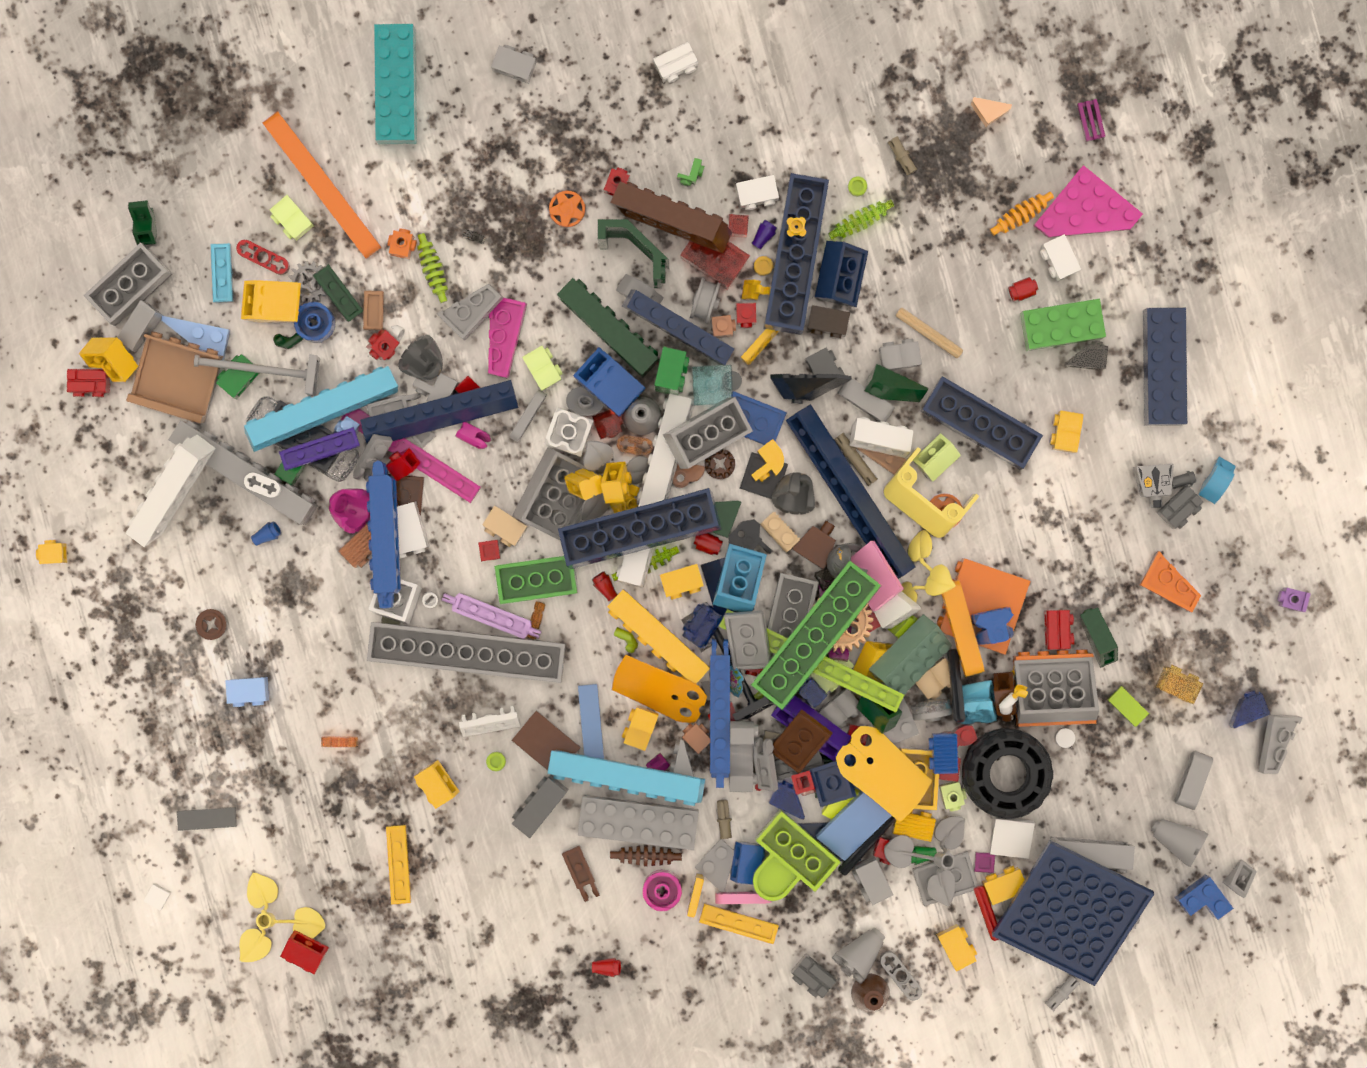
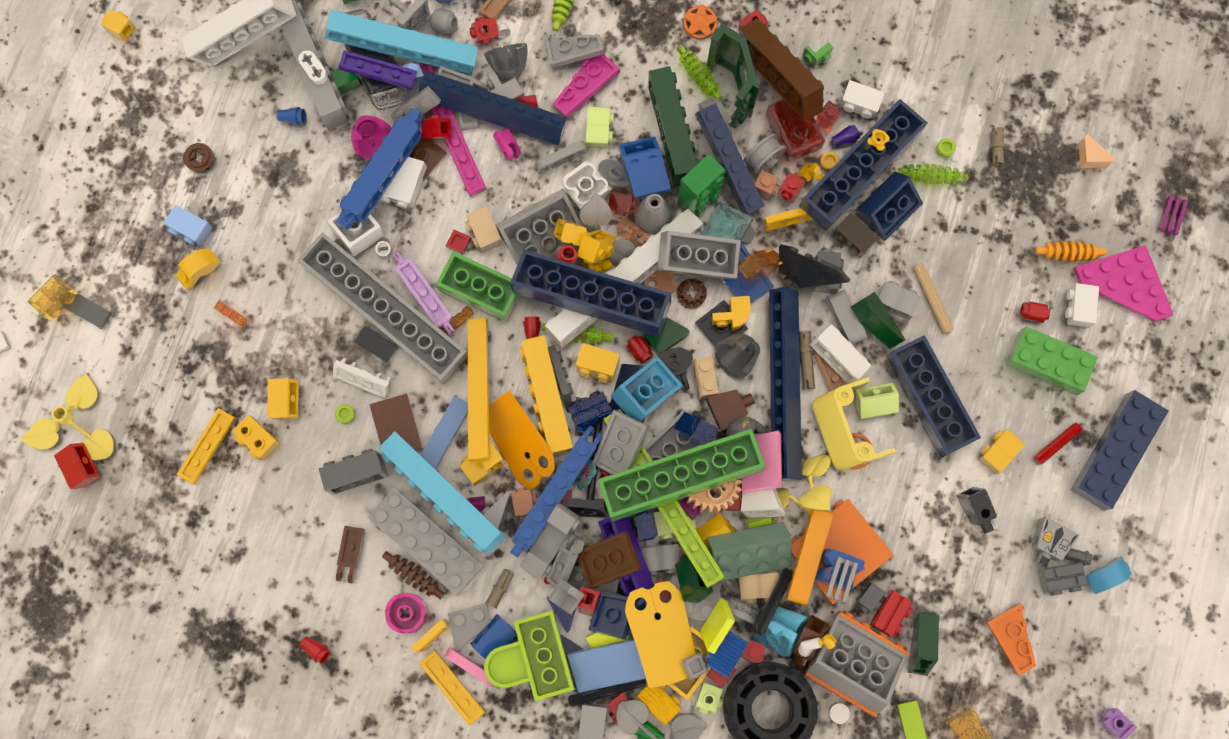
camera: 30 degrees right, 10 degrees down
(179, 828) = (52, 297): none -> clear yellow brick
(281, 721) = (196, 265): none -> yellow brick
(339, 359) = (443, 21): none -> light grey head
(357, 549) = (351, 171): nougat brick -> none
(436, 831) = (255, 437): none -> yellow brick
(480, 685) = (376, 344): none -> black tile
(596, 669) = (478, 390): none -> yellow tile
(597, 259) = (699, 72): none -> clear neon green piece
(597, 504) = (567, 254): none -> red brick
(629, 639) = (522, 382): lime arm -> none
(656, 609) = (561, 375): none -> dark grey wing
(764, 405) = (760, 264): none -> clear orange brick
(785, 792) = (566, 596): none -> light grey panel
(802, 585) = (696, 429): none -> clear blue slope
(923, 736) = (717, 625): none -> neon yellow tile
(925, 780) = (694, 666): none -> light grey tile
(1008, 635) = (847, 563): none -> light grey tile
(1033, 628) = (870, 598): none -> dark grey brick
(1076, 494) = (978, 507): none -> black torso
(1090, 357) = (1058, 402): clear smoke slope -> none
(1110, 393) = (1058, 443): none -> red axle

